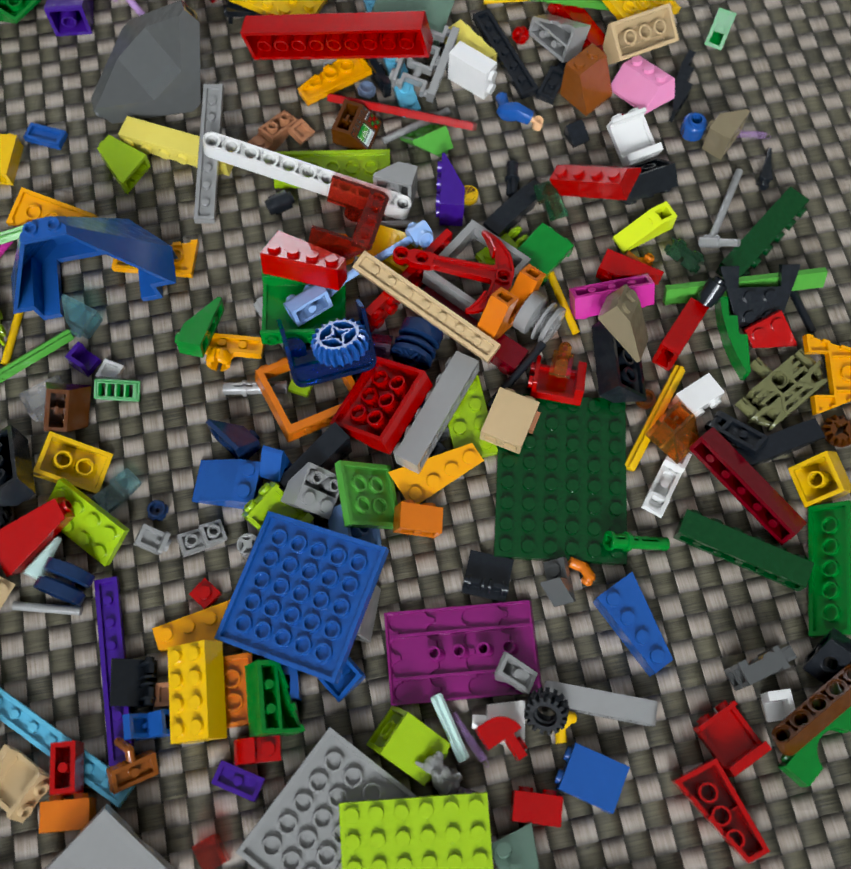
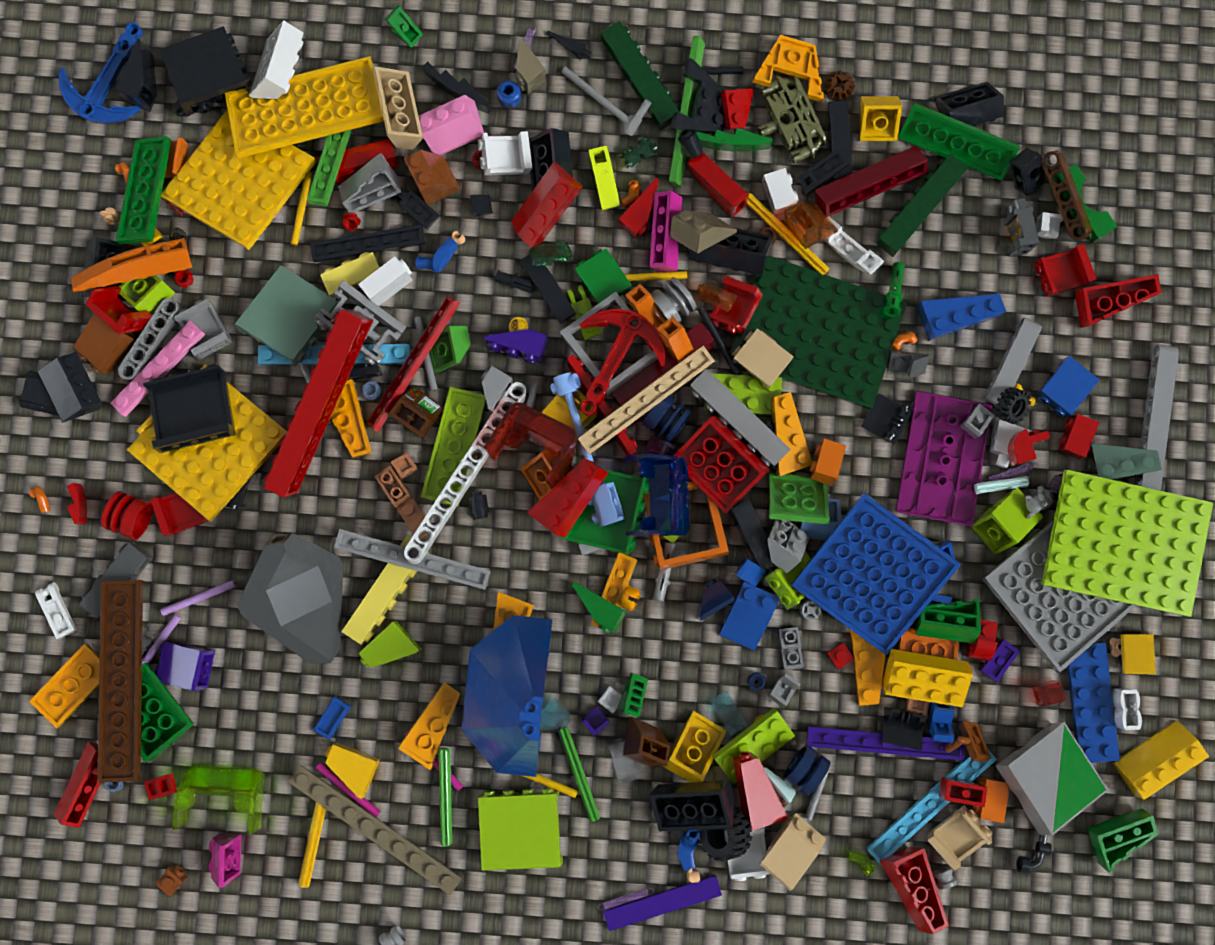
camera: 70 degrees left, 15 degrees up
(340, 342) = (660, 469): blue gear -> none

